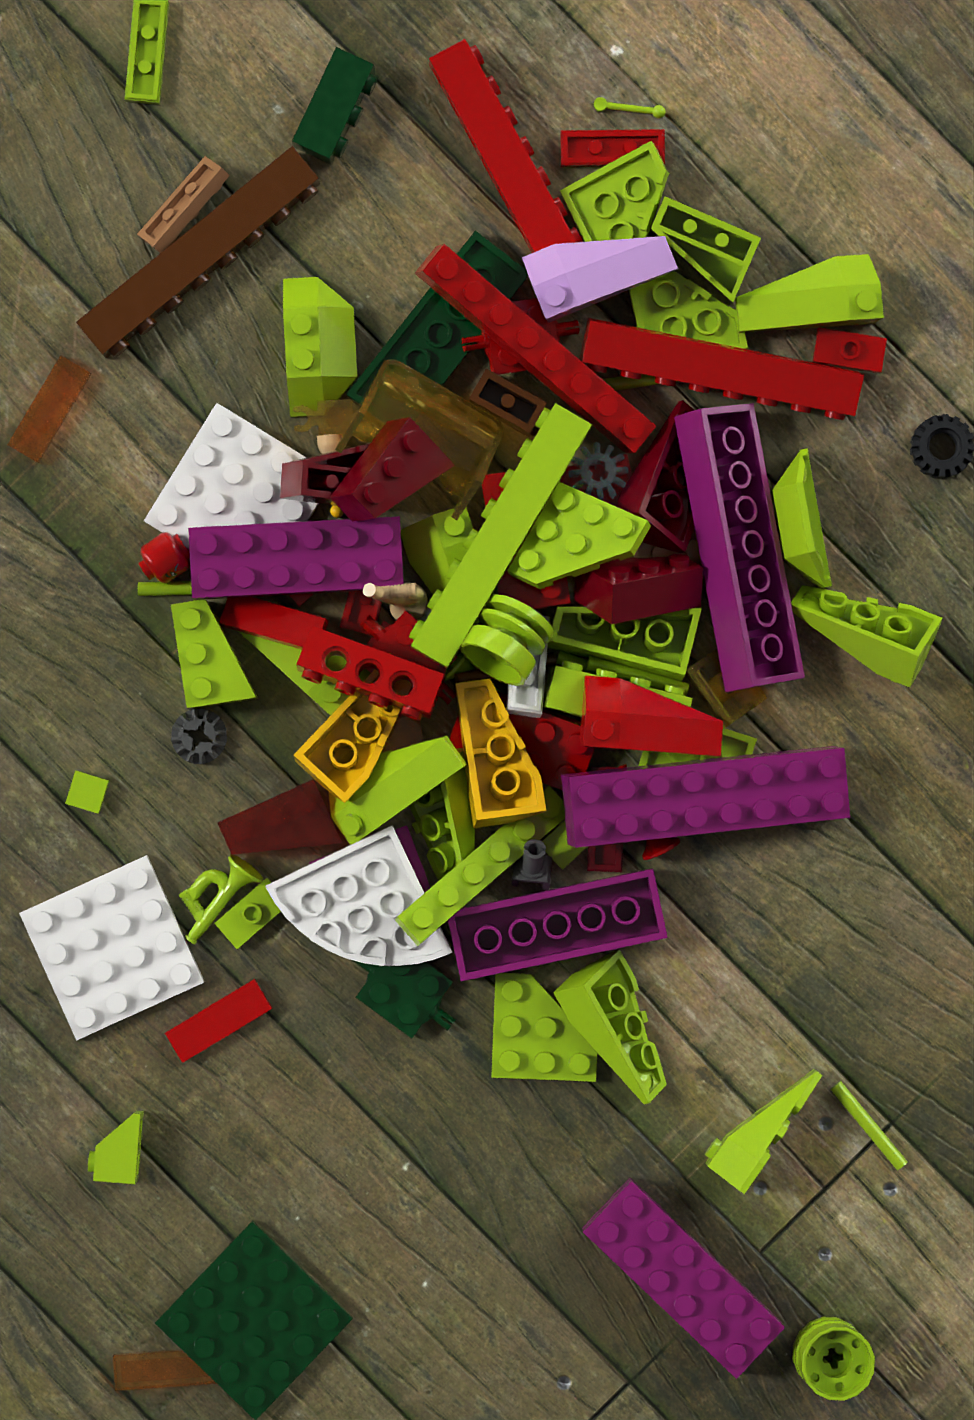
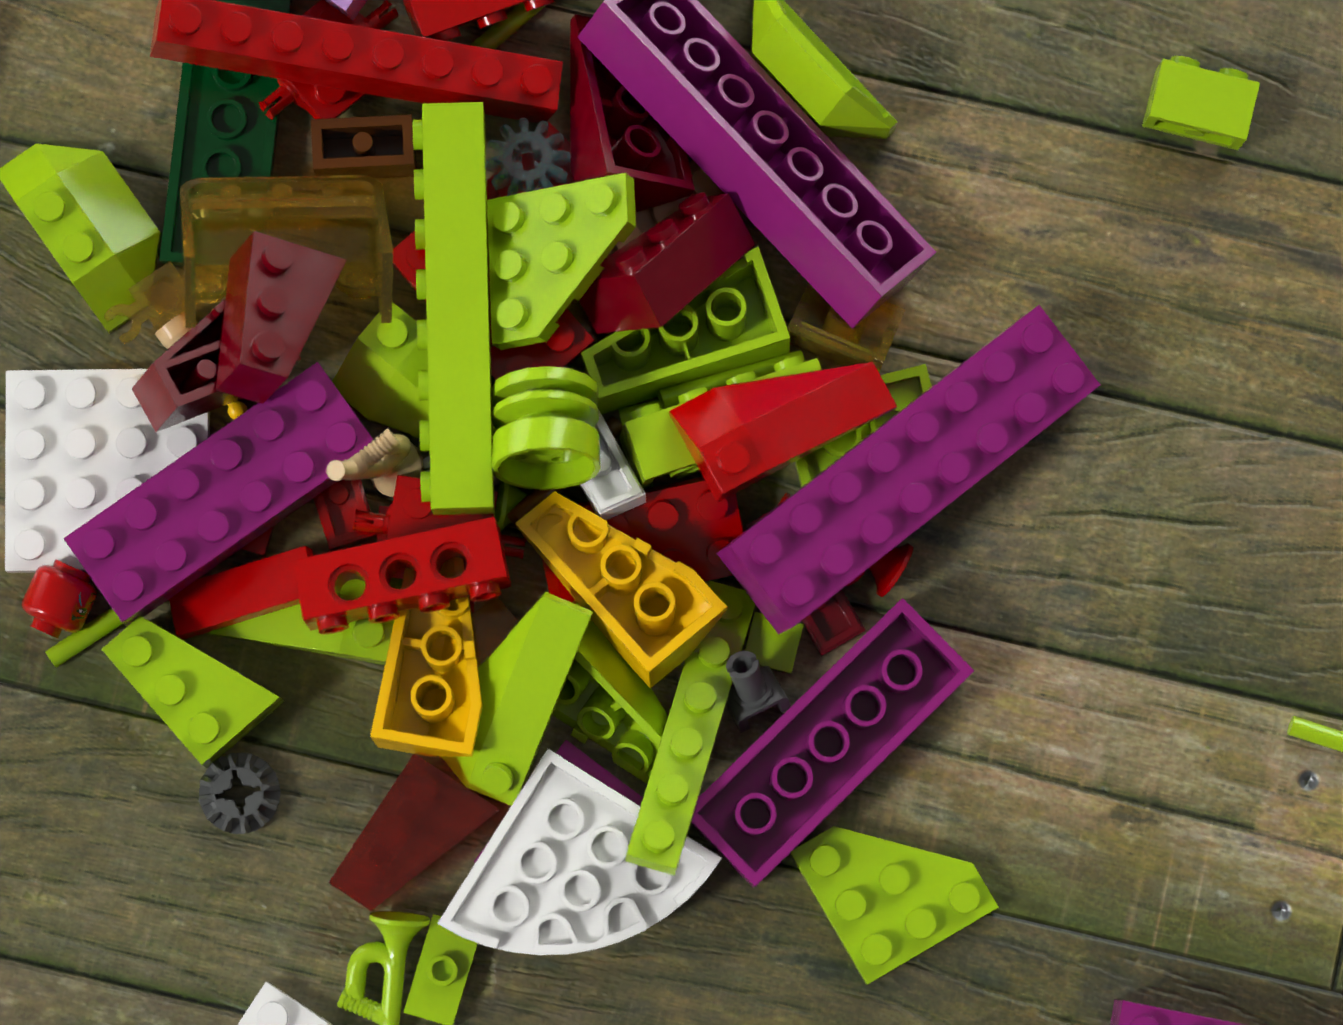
camera: 40 degrees left, 5 degrees down
(87, 792) = (143, 950): lime tile -> none
(406, 995) = (696, 950): dark green plate -> none
(606, 1013) = (960, 817): lime wedge -> none
(745, 1148) = (1234, 873): lime wedge -> none
(879, 636) = (996, 150): lime wedge -> none

